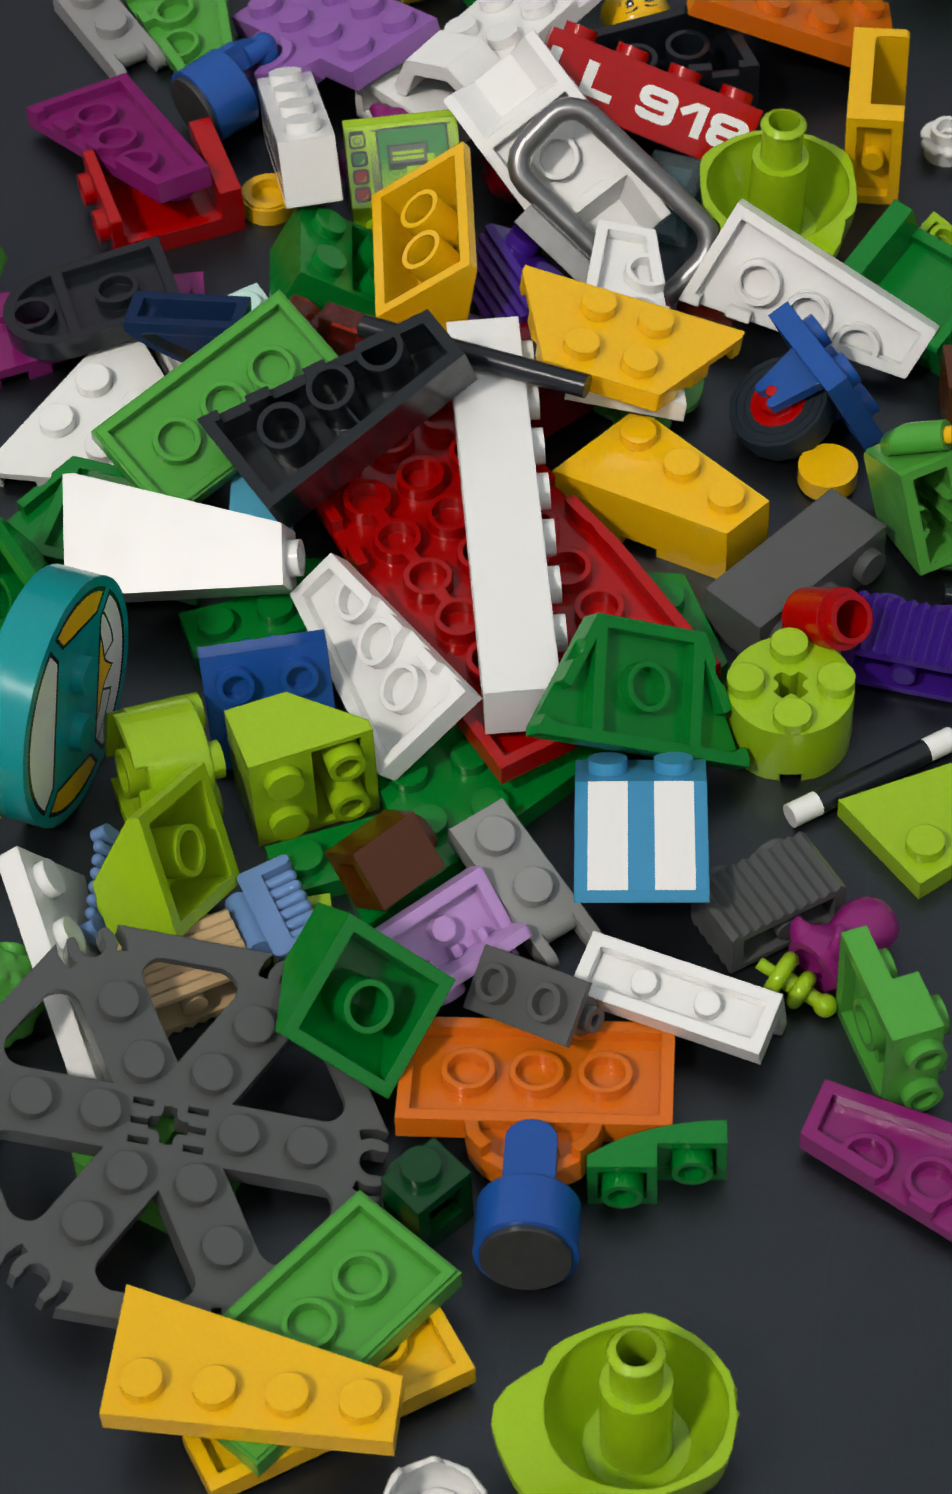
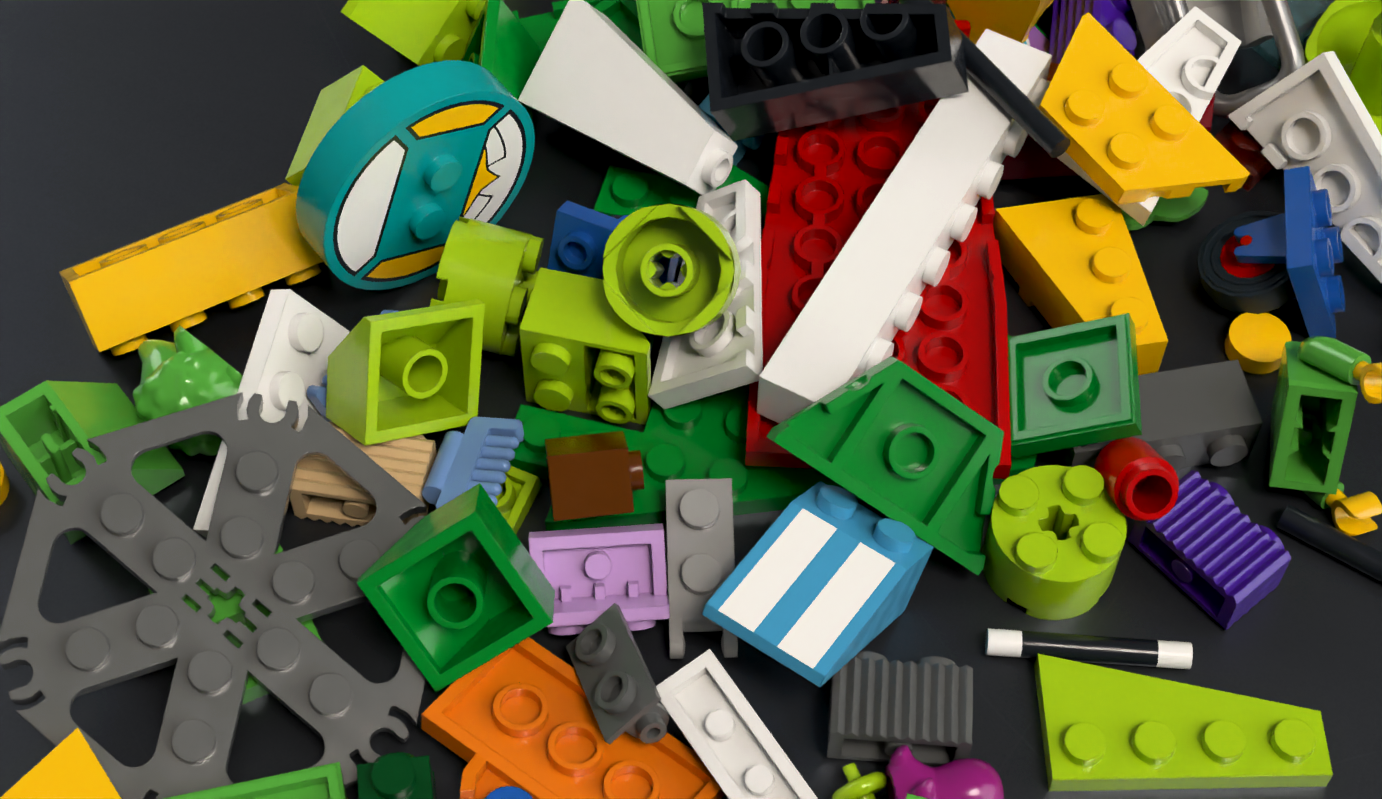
camera: 30 degrees right, 5 degrees up
(379, 631) = (634, 269): none -> lime brick
(725, 572) = (1074, 386): none -> green tile

